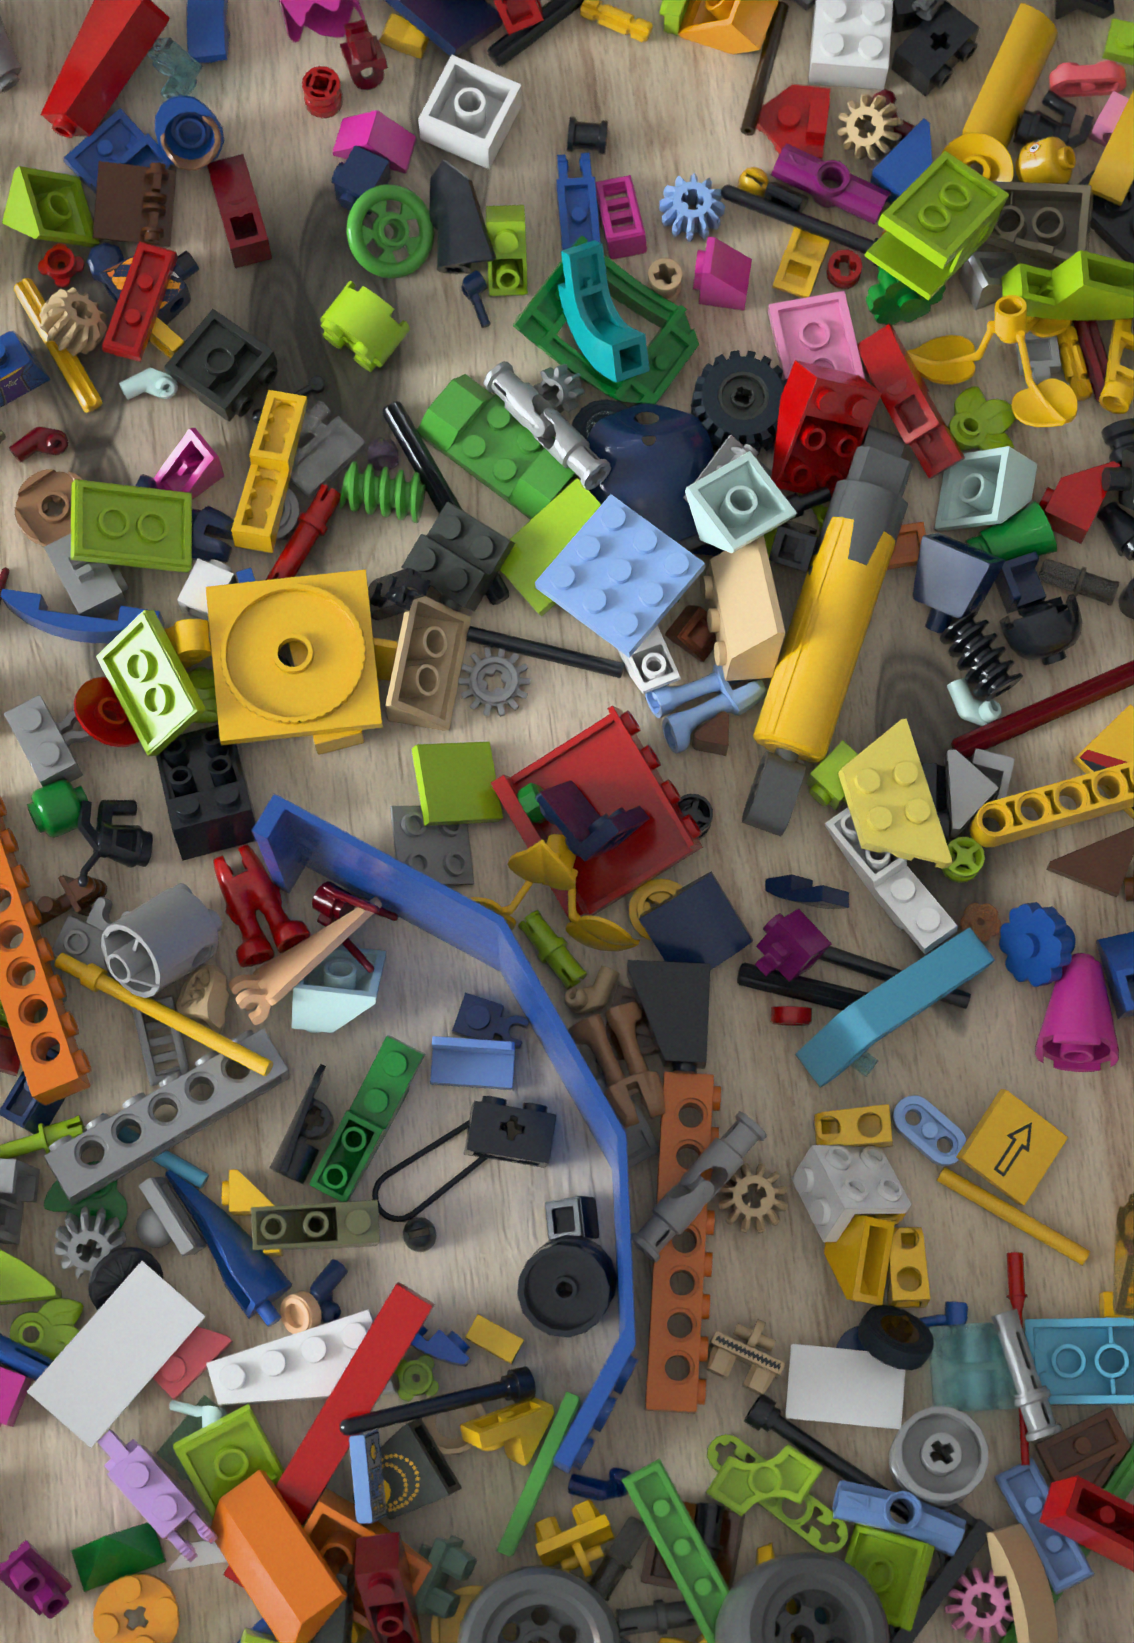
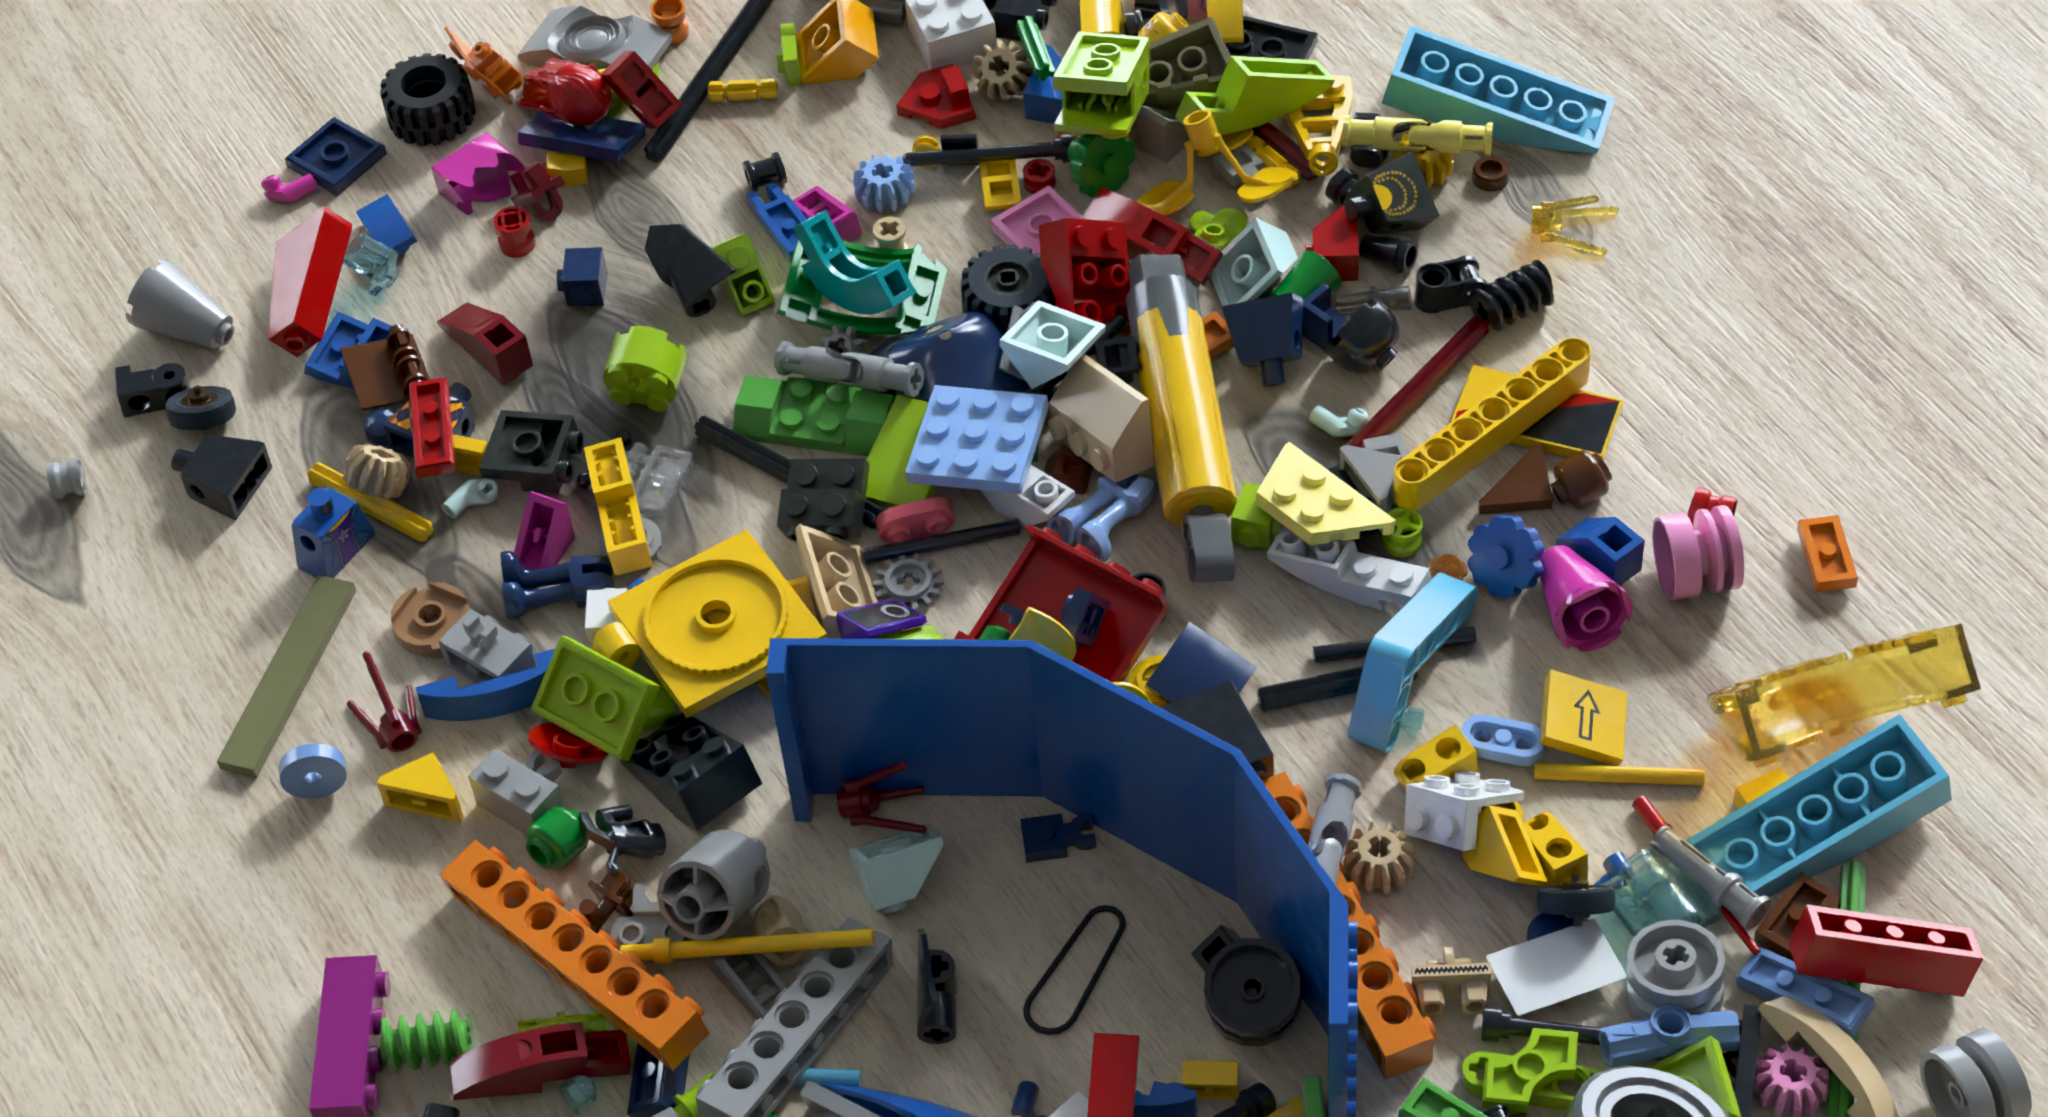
camera: 20 degrees left, 25 degrees down
(40, 440) = (391, 576): dark red arm -> none
(49, 207) = (309, 404): lime slope -> none
(60, 254) = (340, 442): red plate -> none
(131, 526) = (513, 584): lime tile -> none
(188, 132) = (411, 298): blue piece -> none
(241, 1196) = (917, 1067): yellow slope -> none
(253, 892) = (778, 825): red piece -> none
(285, 971) = (849, 858): light nougat flag -> none
(310, 527) = (676, 532): red pin -> none
(316, 1226) = (994, 1049): olive slope -> none
(359, 235) = (629, 296): bright green plate -> none
(367, 1119) = (987, 951): green slope -> none
(377, 135) = (577, 234): dark pink slope -> none
(383, 453) = (717, 460): hinge -> none
(383, 491) = (728, 480): bright green piece -> none
(395, 593) = (788, 530): black hinge -> none
(420, 1243) = (1086, 1037): pearl dark grey hinge -> none
(439, 724) = (877, 620): none -> slope
(470, 111) = (653, 189): white brick -> none
(471, 287) = (725, 315): dark blue hand -> none
(472, 1063) = (1058, 866): medium blue panel -> none
(528, 1148) = (1127, 905): black brick -> none
(545, 625) = (915, 520): none -> coral plate
(713, 736) = (1129, 534): reddish brown slope -> none
(722, 275) = (940, 213): dark pink slope -> none
(764, 70) = (890, 73): dark brown piece -> none
(791, 945) = (1294, 649): magenta brick -> none
(791, 1015) = (1326, 707): red tile -> none
(802, 891) = (1289, 611): dark blue slope -> none
(808, 172) = (993, 121): magenta piece -> none
(910, 123) = (1035, 48): none -> green axle
(979, 657) = (1323, 384): black piece -> none

